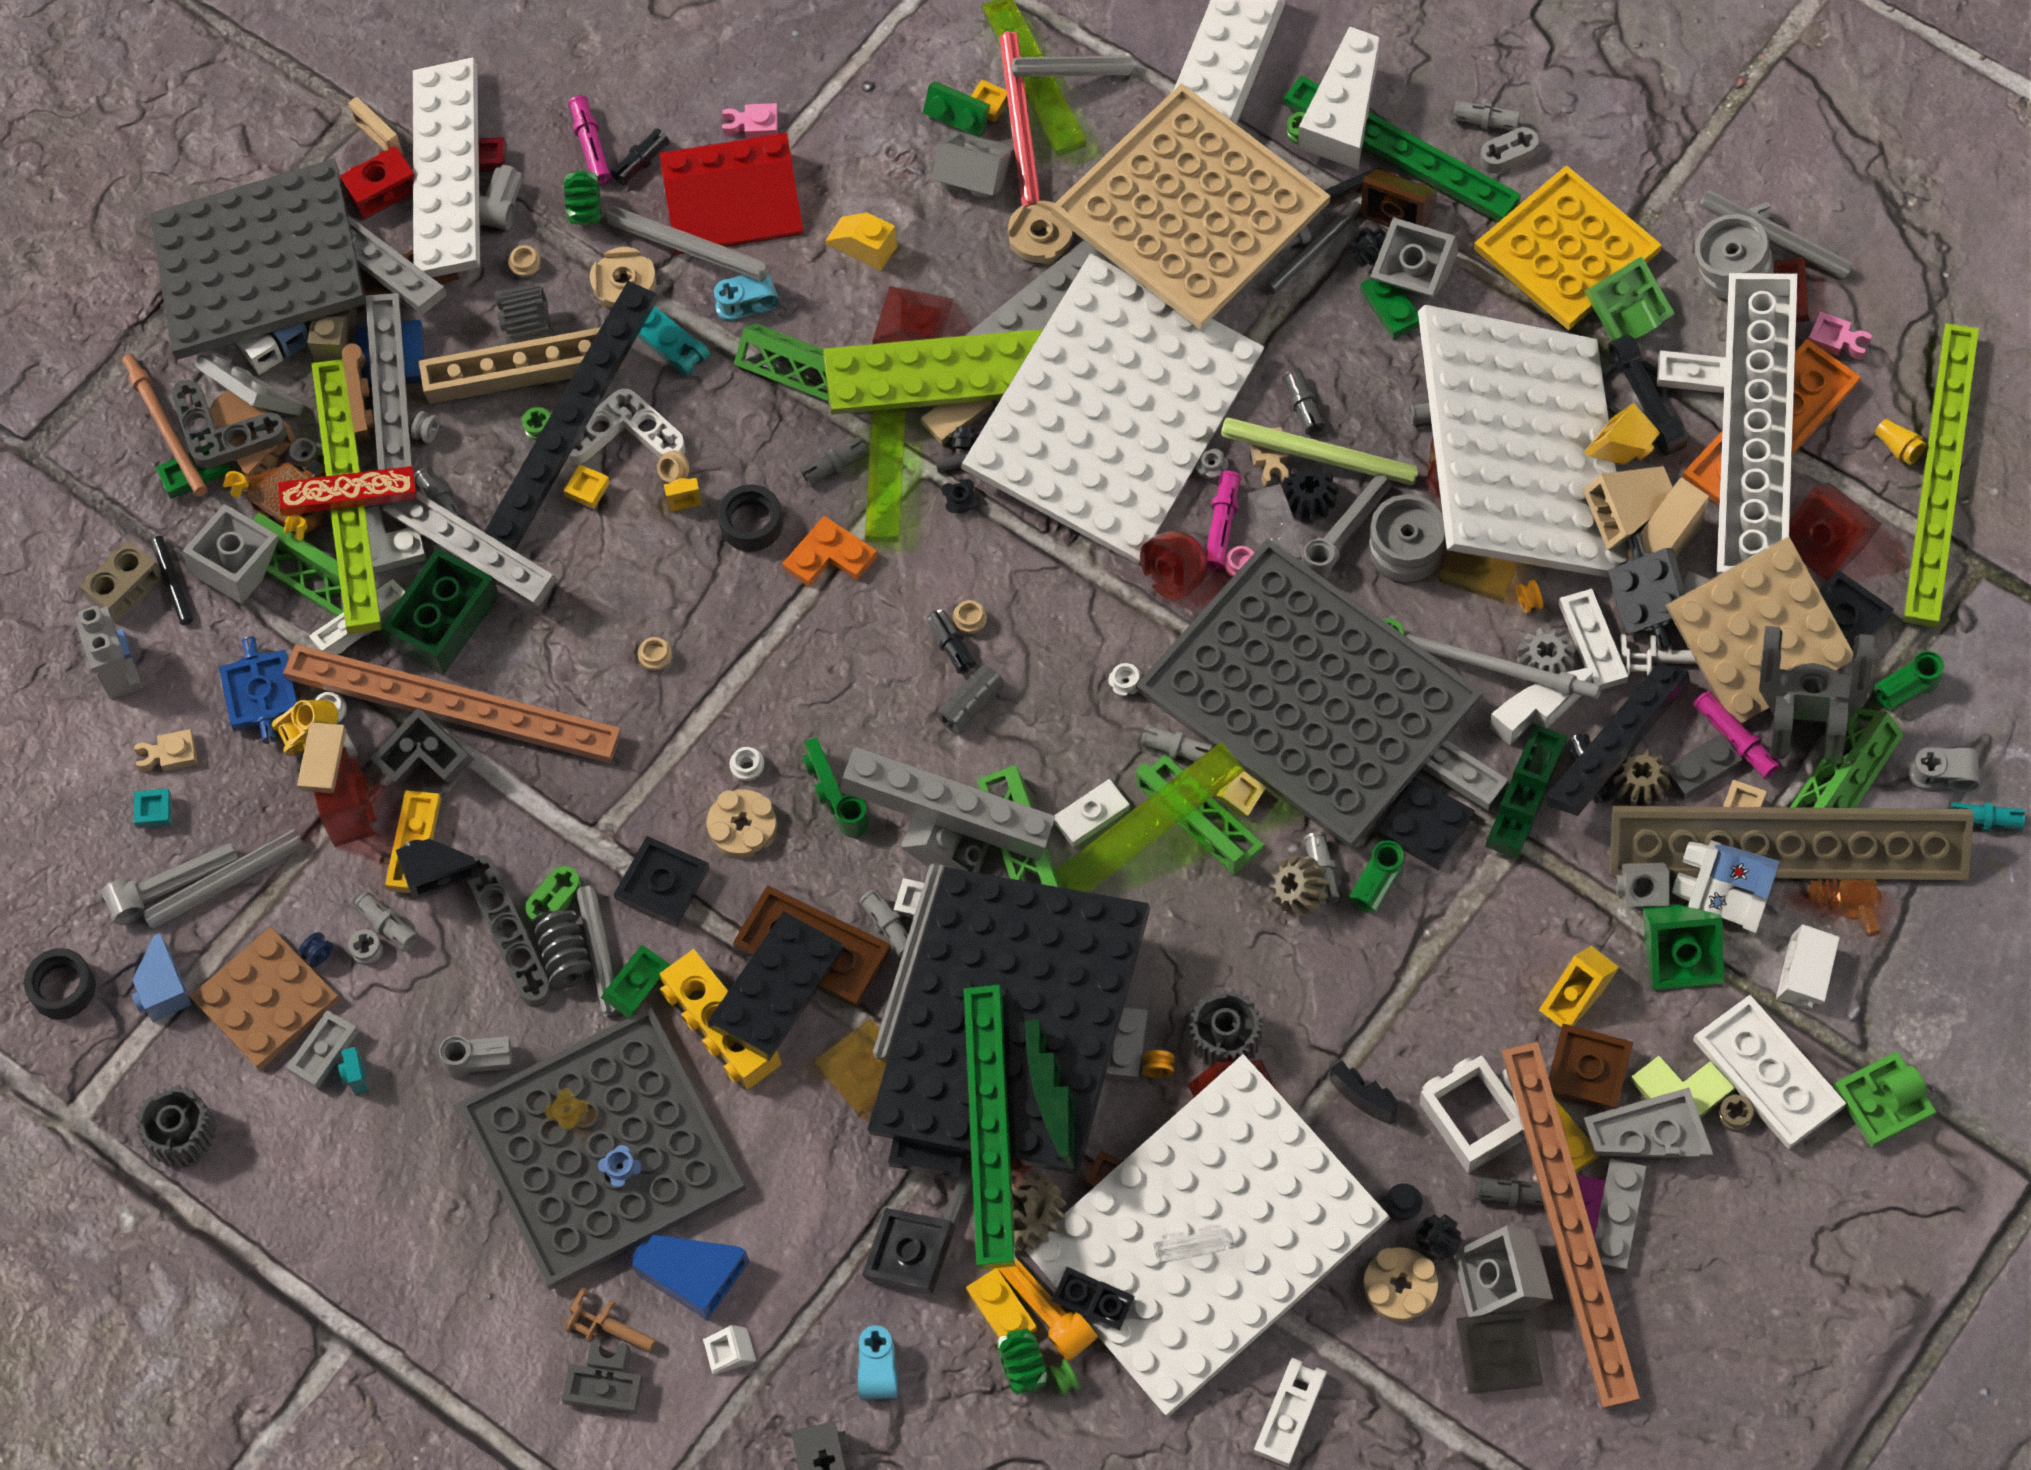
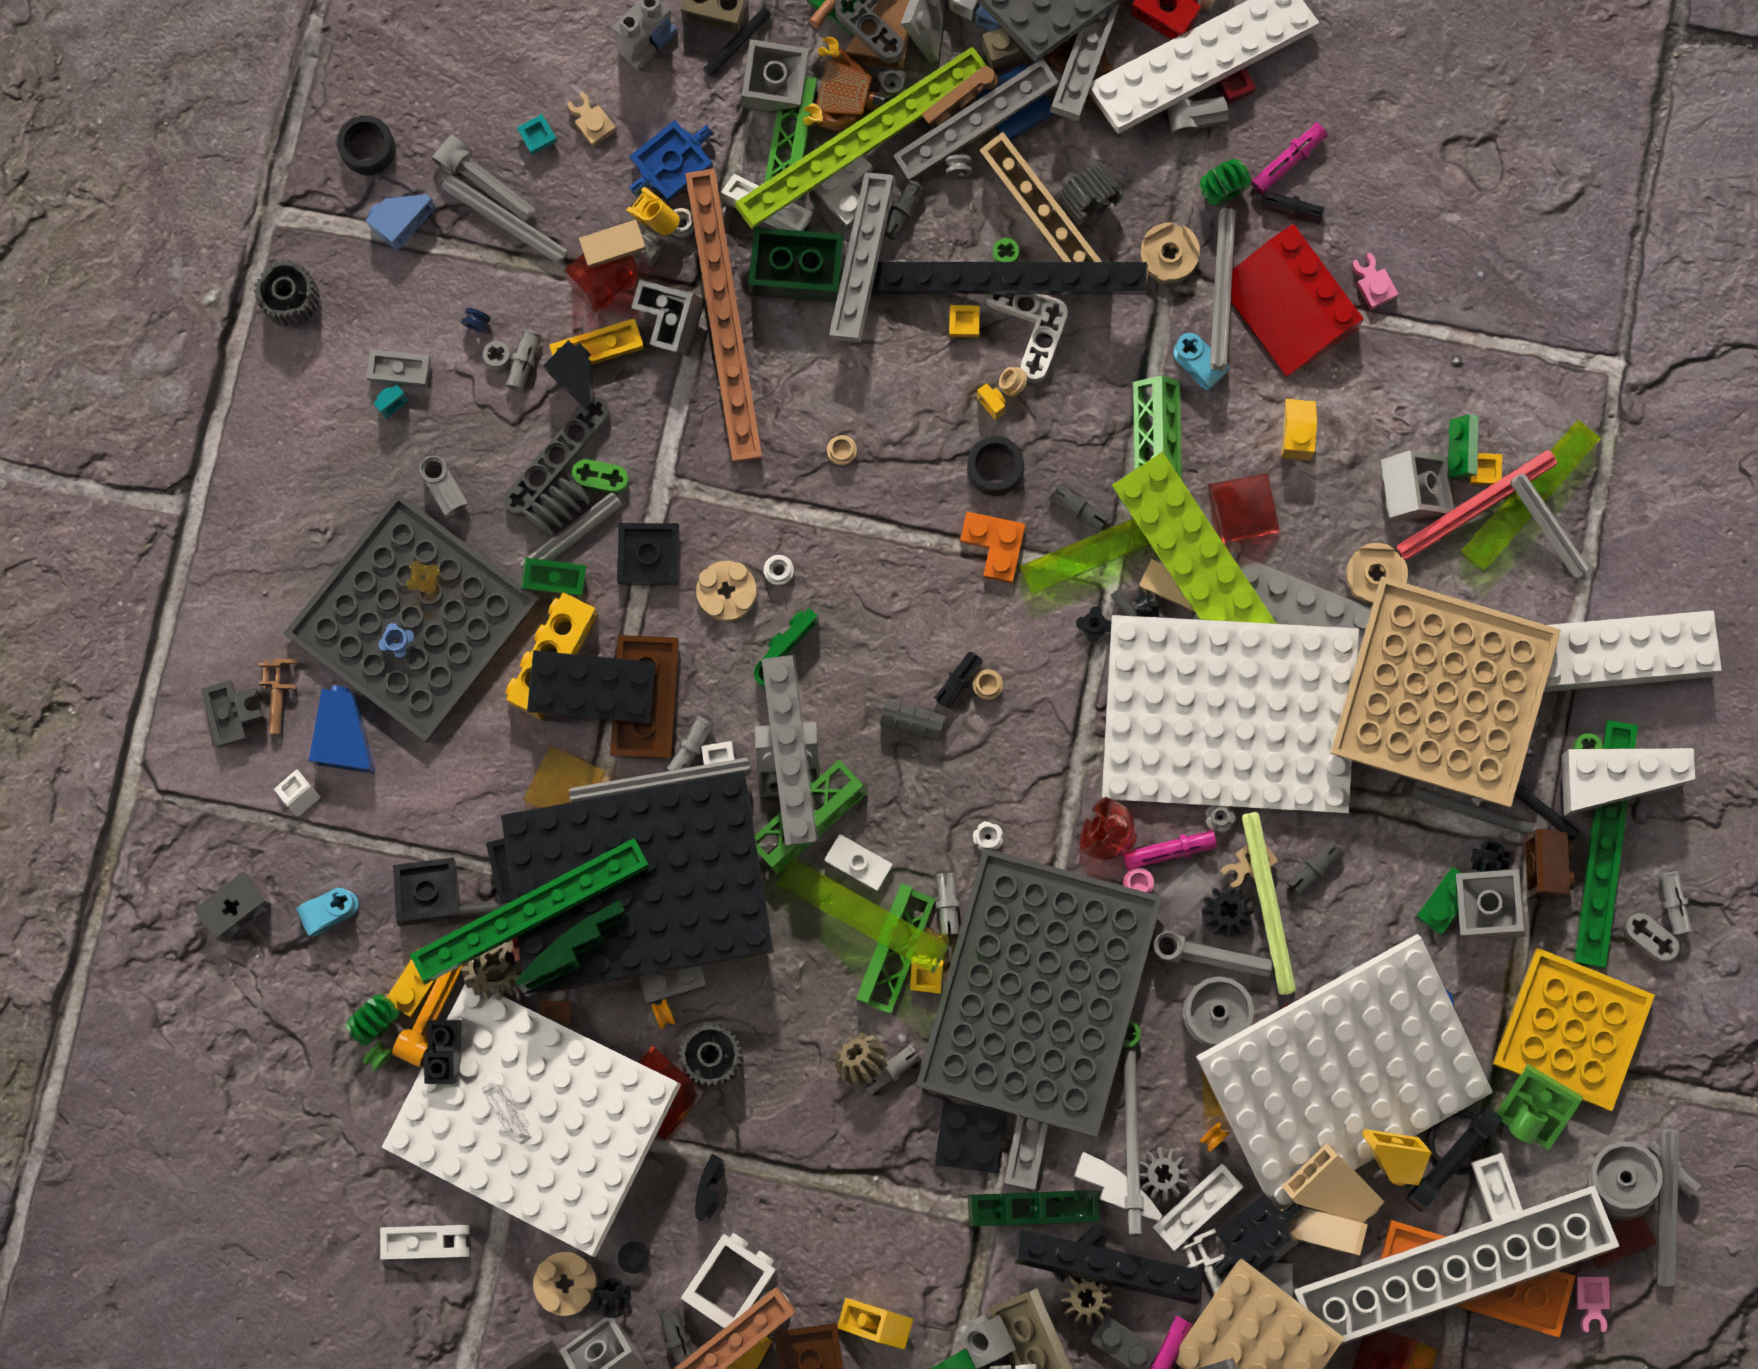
camera: 65 degrees right, 15 degrees up
(264, 998) = (422, 302): medium nougat plate -> none
(347, 490) = (860, 138): red tile -> none
(524, 261) = (1149, 165): tan plate -> none
(671, 341) = (1131, 320): teal plate -> none
(1376, 878) = (896, 1119): green piece -> none

